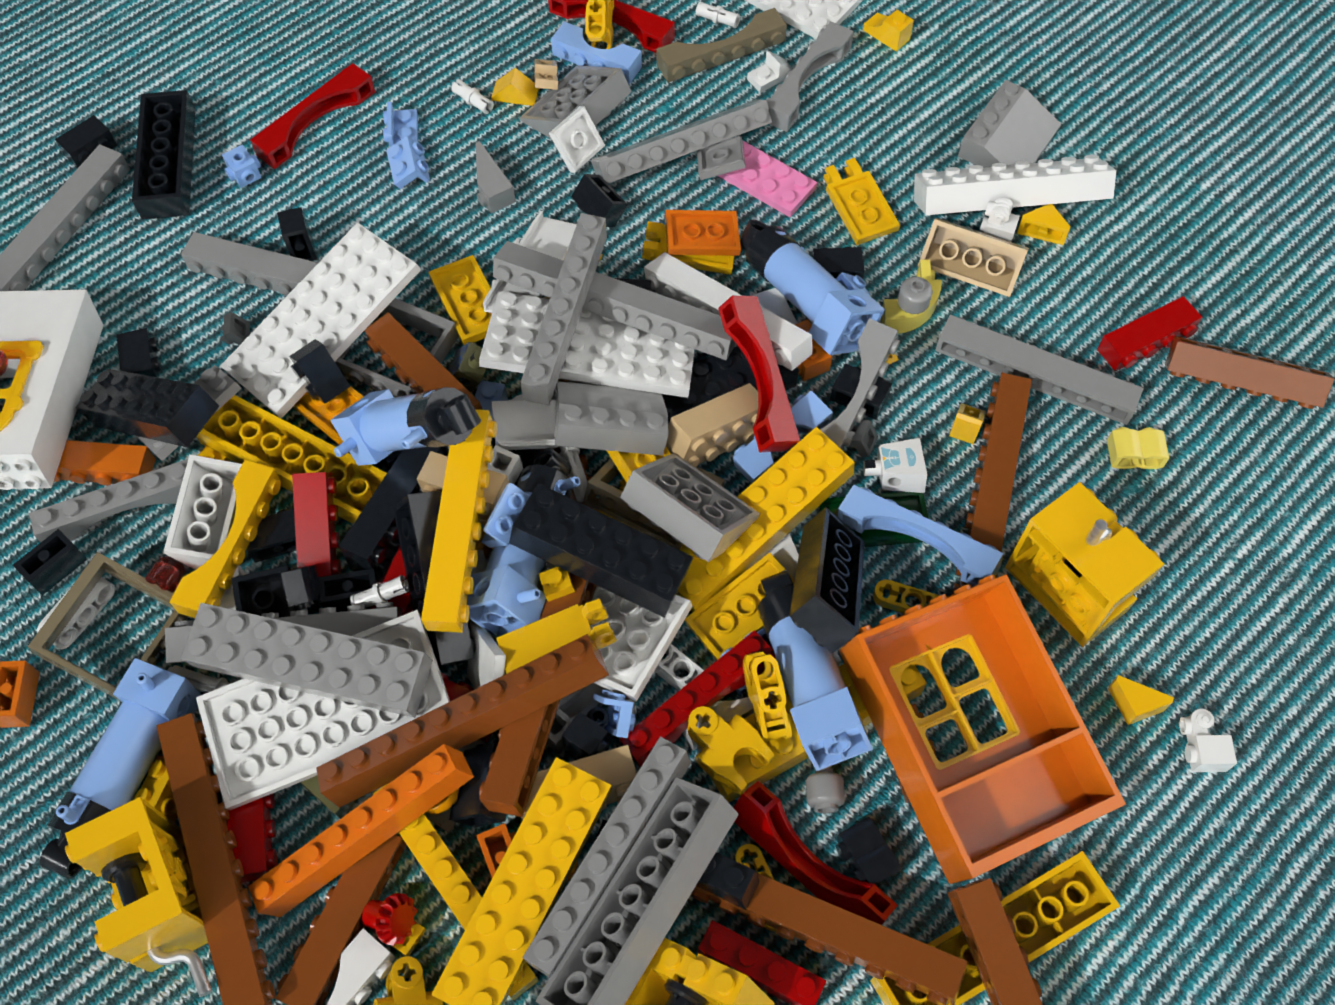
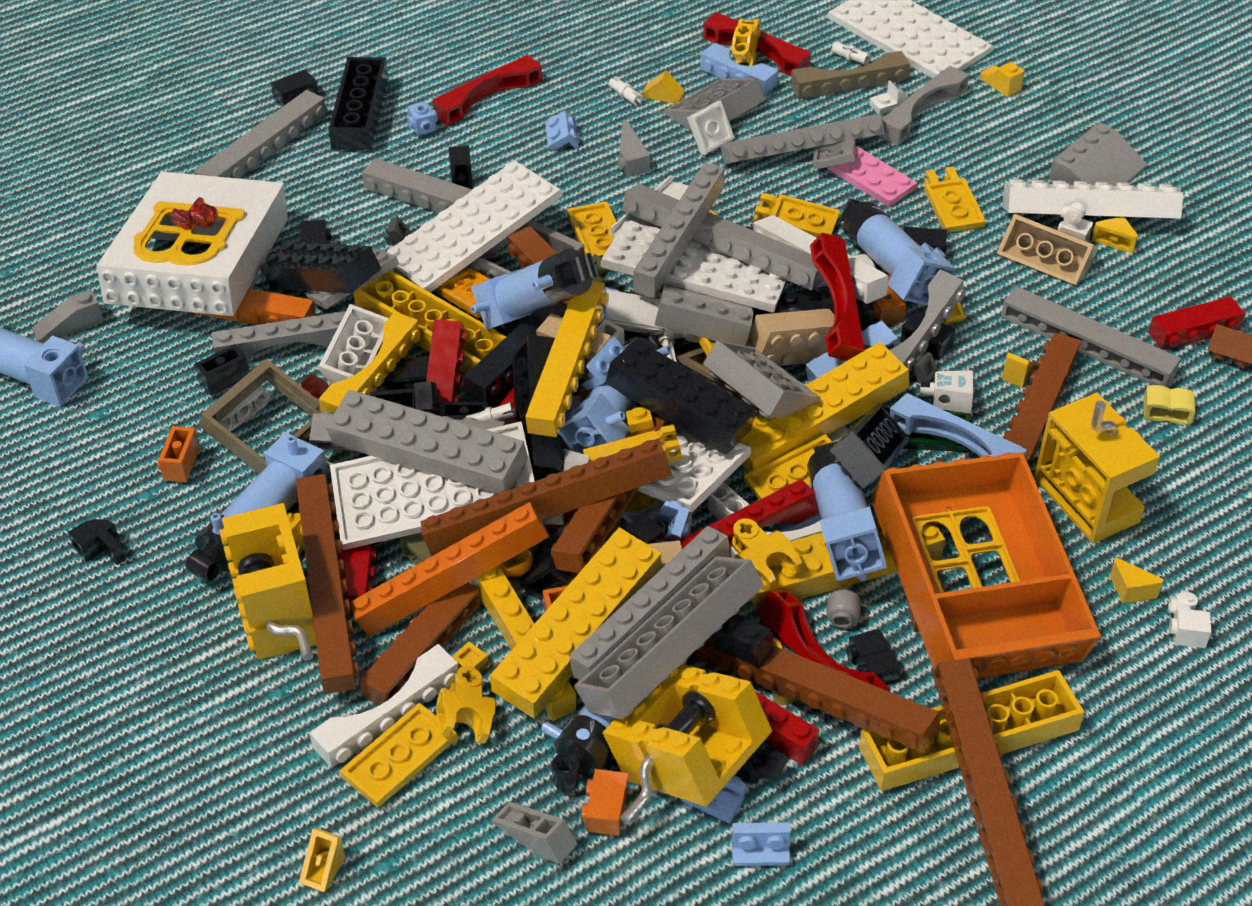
camera: 10 degrees right, 15 degrees down
(319, 371) = (465, 259): black brick -> none
(391, 918) = (462, 638): red gear -> none
(400, 124) = (559, 102): light blue bracket -> none
(545, 74) = (692, 80): tan slope -> none
(599, 199) = (732, 175): black brick -> none
(702, 232) = (808, 204): orange plate -> none
(773, 710) = (802, 518): yellow piece -> none
(905, 322) = (988, 282): light yellow arch -> none
(914, 295) = (986, 265): light grey head -> none

